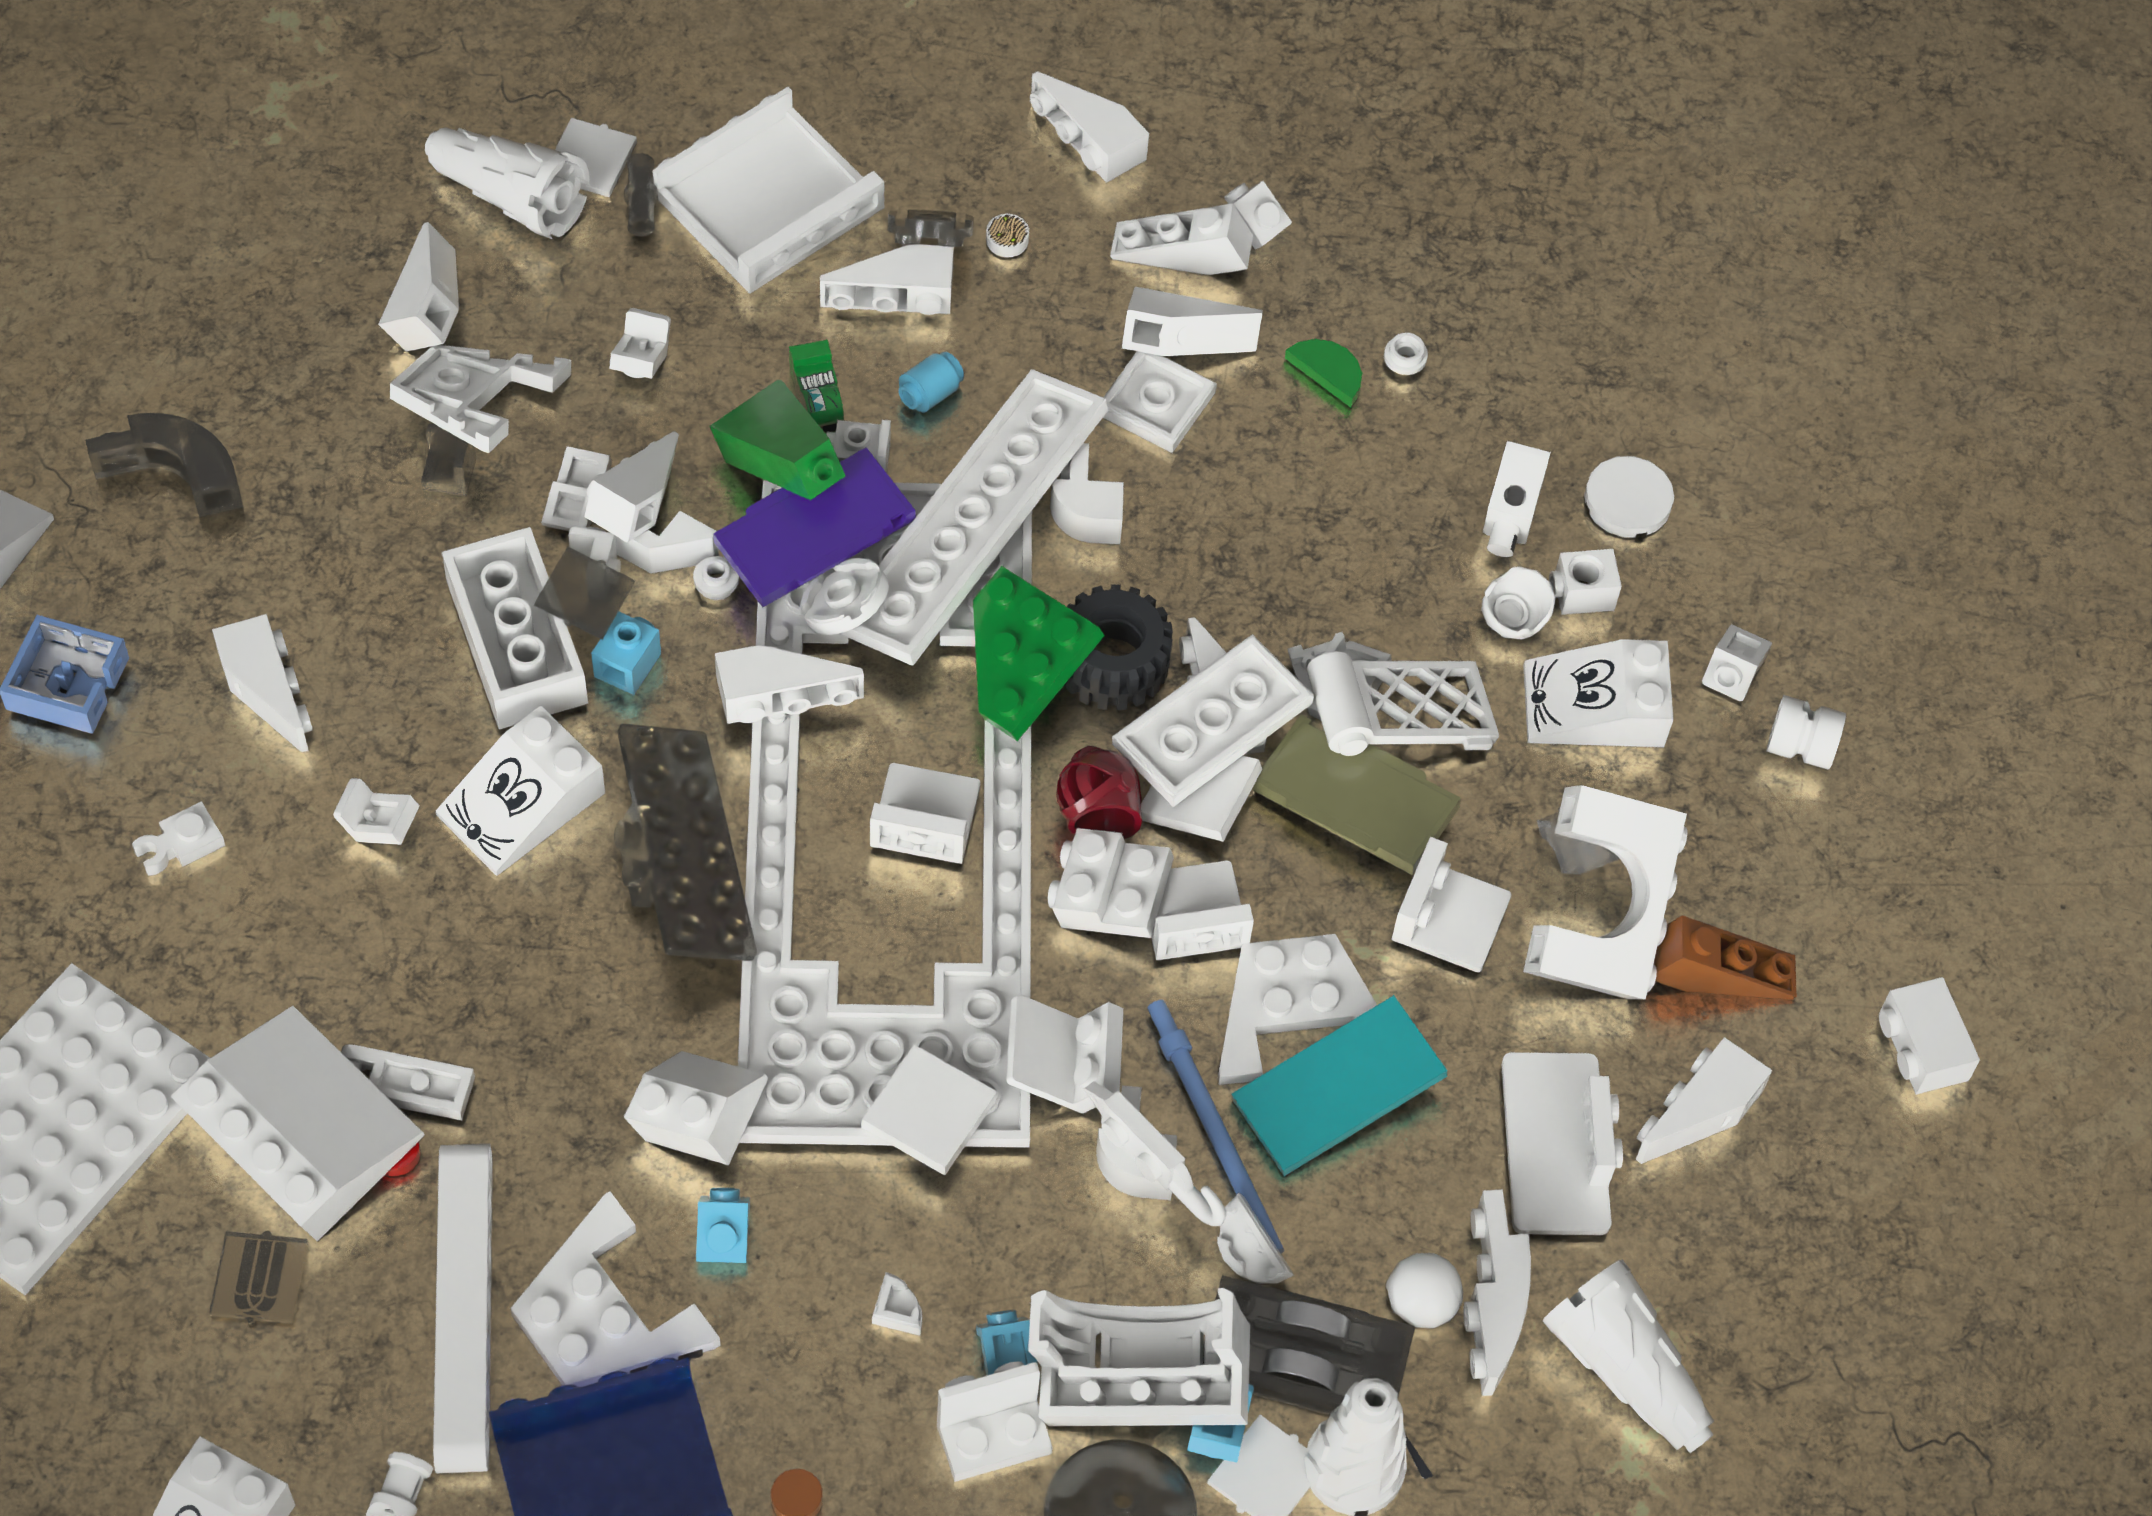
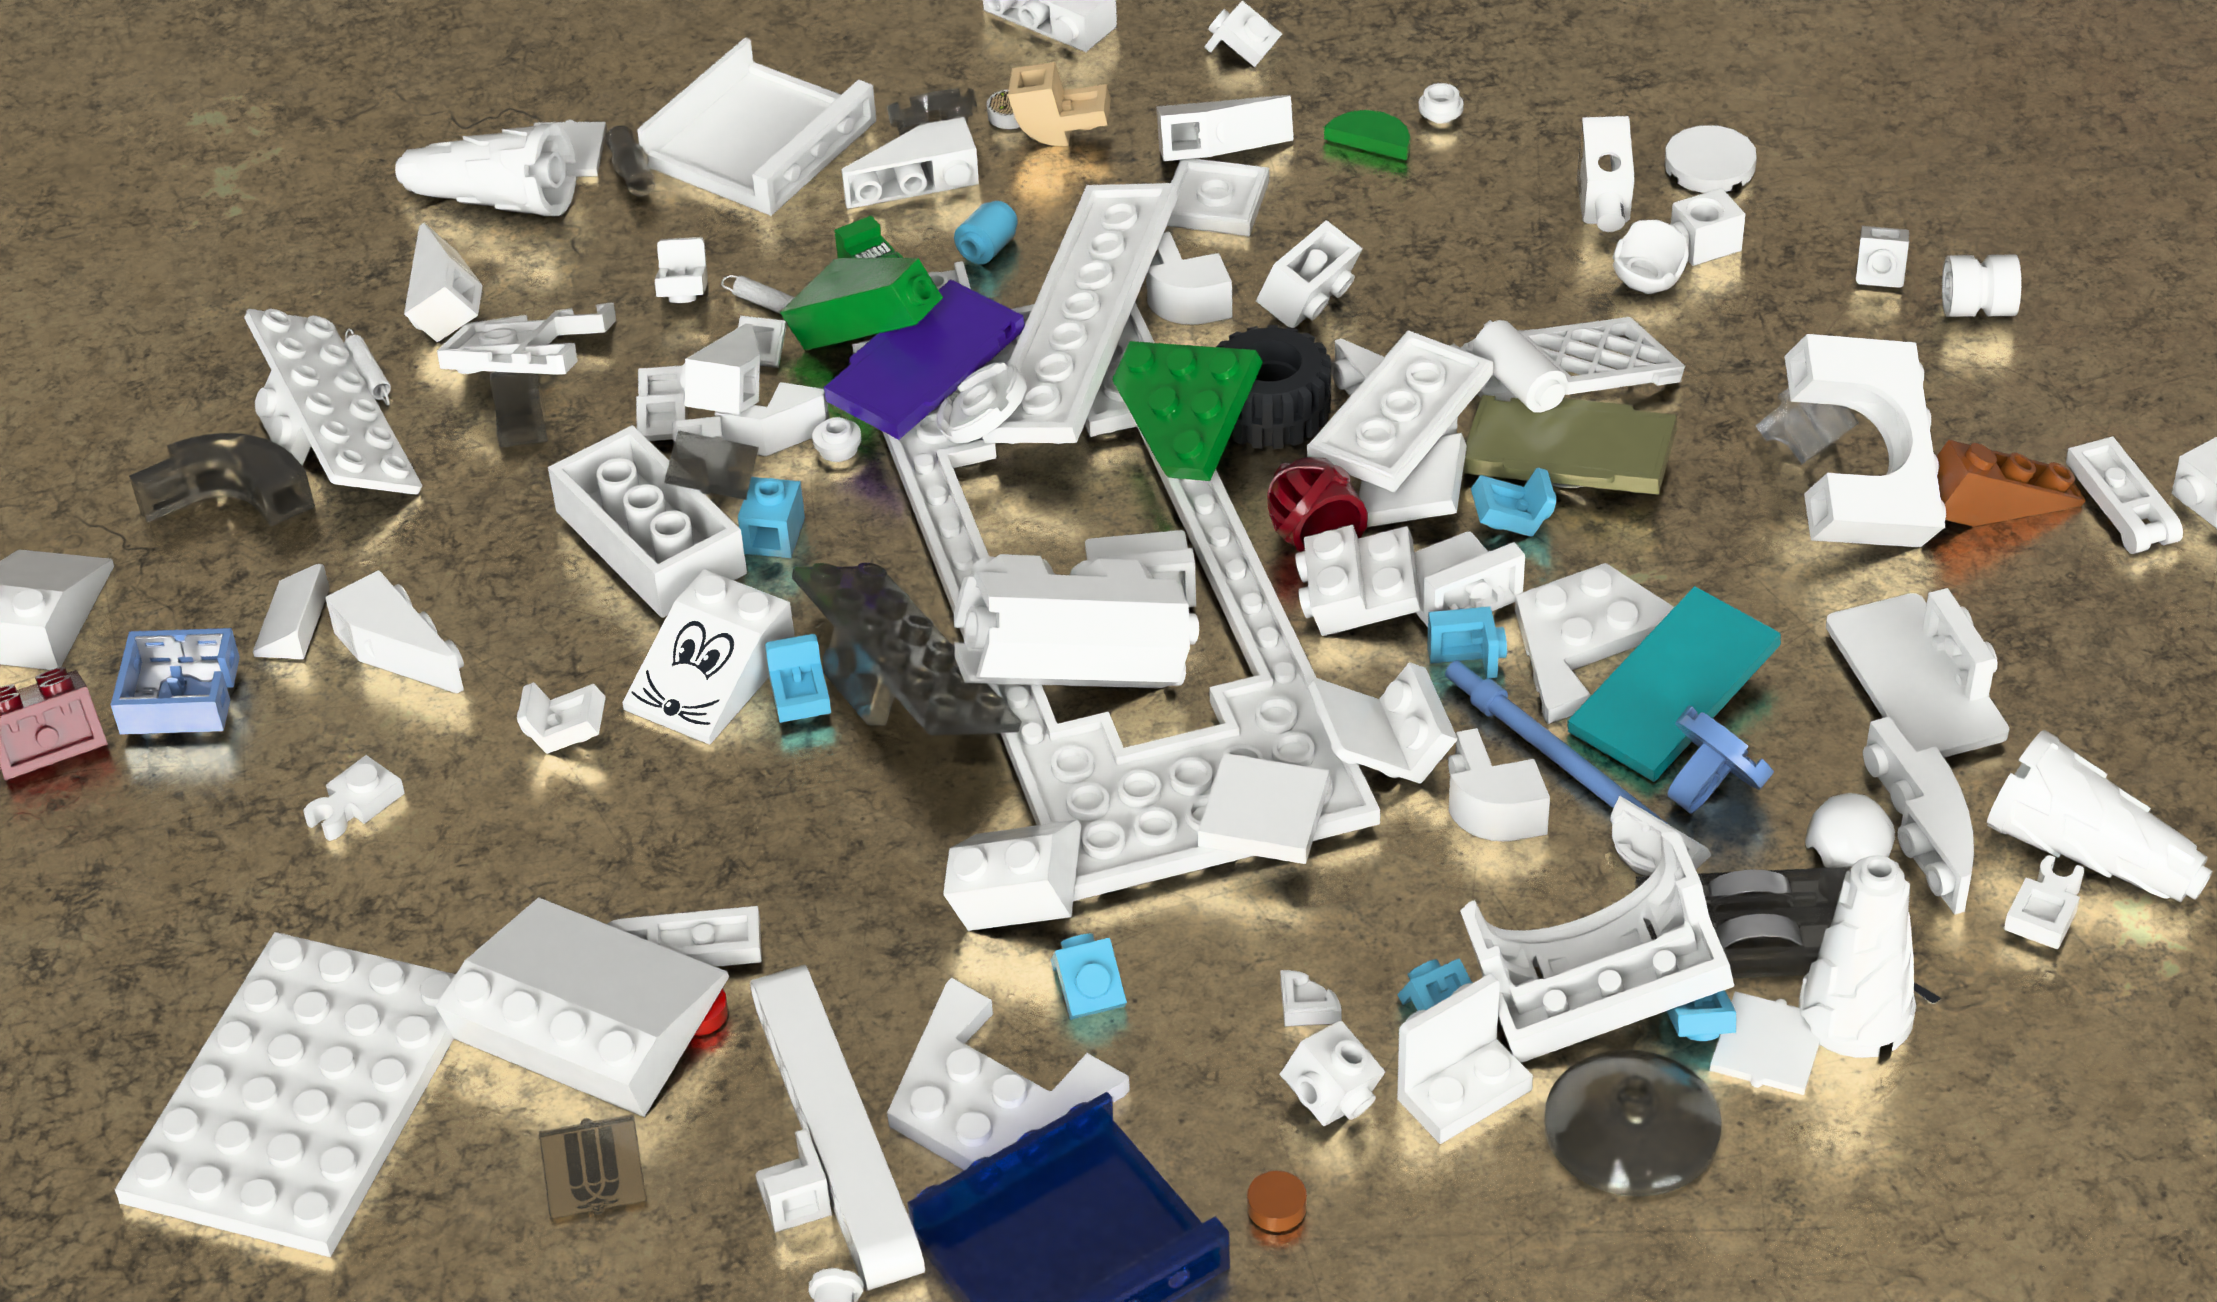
camera: 10 degrees left, 15 degrees down
(187, 626) = (293, 614): none -> white slope
(282, 403) = (324, 403): none -> white bracket
(333, 364) = (367, 367): none -> white piece
(409, 1355) = (795, 1189): none -> white panel
(587, 840) = (797, 678): none -> medium azure bracket
(691, 444) = (769, 338): none -> white slope
(707, 389) = (759, 293): none -> white piece
(775, 681) = (948, 488): white slope -> none
(846, 881) = (1078, 629): none -> white brick
(883, 1398) = (1333, 1074): none -> white brick
(1038, 255) = (1048, 110): none -> tan brick
(1153, 1153) = (1521, 769): white plate -> none
(1181, 975) = (1466, 636): none -> medium azure bracket
(1189, 241) = (1191, 68): white slope -> none
(1198, 530) = (1310, 275): none -> white brick
(1279, 844) = (1513, 506): none -> medium azure bracket
(1340, 1179) = (1716, 757): none -> medium blue tile
(1450, 911) = (1710, 517): white bracket -> none
(1556, 1420) = (2045, 906): none -> white plate
(1600, 695) = (1767, 307): white slope -> none
(1712, 1101) = (2052, 602): white slope -> none
(1830, 1004) = (2124, 494): none -> white plate

